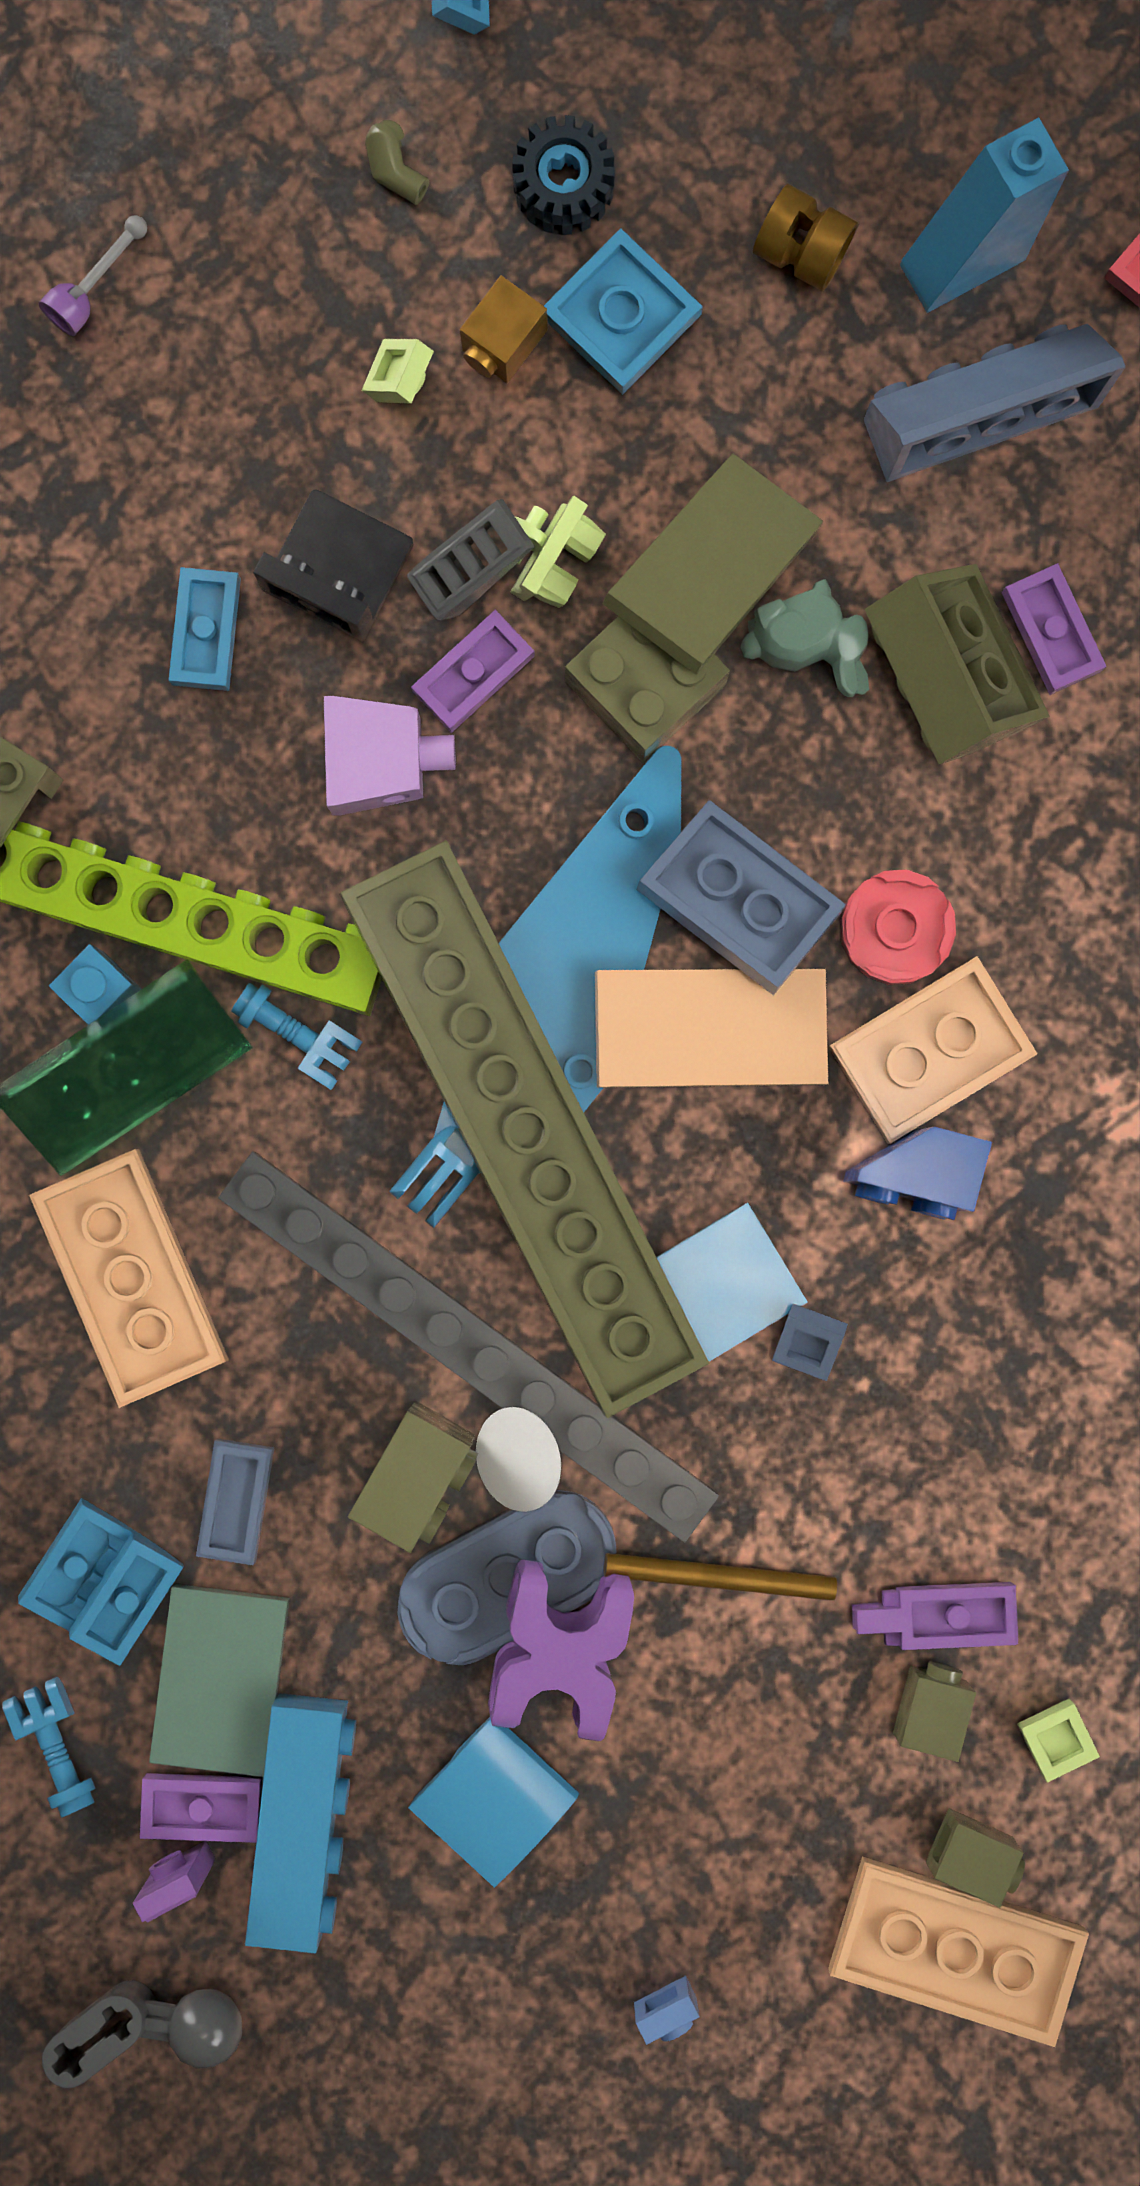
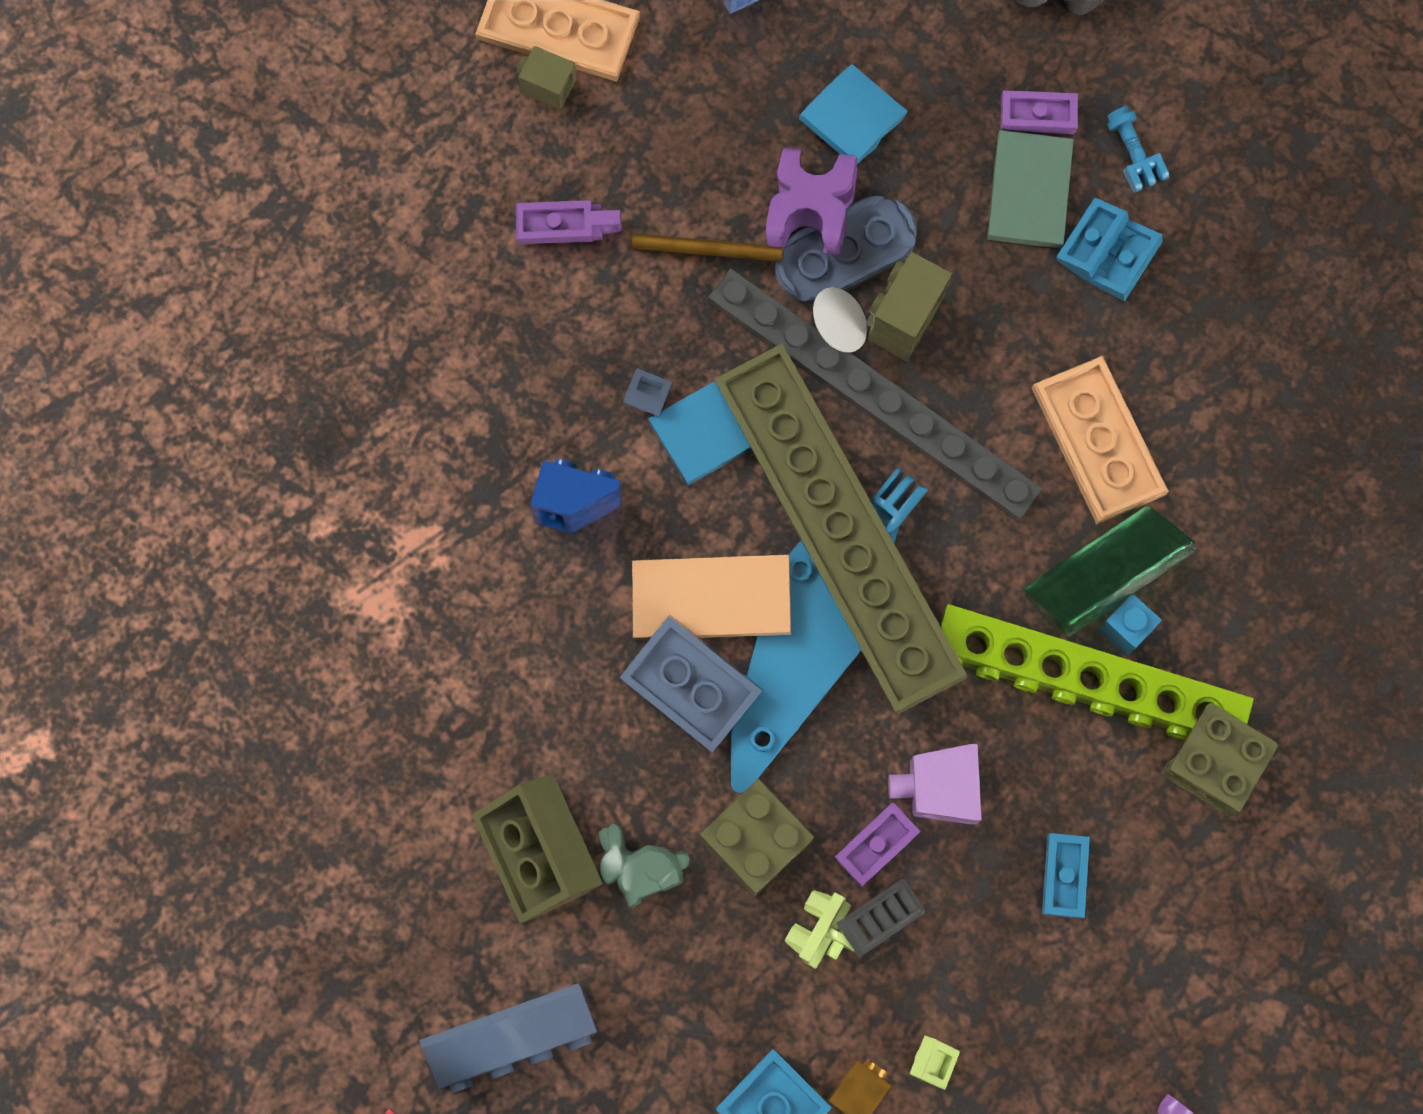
camera: 175 degrees right, 10 degrees down
(173, 1881) = (1054, 65): medium lavender plate -> none
(235, 1501) = (1024, 298): sand blue tile -> none
(254, 1006) = (1022, 615): dark azure hinge -> none
(297, 1823) = (977, 103): dark azure brick -> none
(336, 564) = (975, 920): black bracket -> none
(713, 563) = (709, 913): olive tile -> none
(897, 927) = (582, 667): coral tile -> none
(932, 1050) = (560, 584): light nougat tile -> none
(935, 1711) = (570, 164): olive brick -> none
(1053, 629) = (468, 873): medium lavender plate -> none
(1058, 1740) = (491, 147): yellowish green plate -> none

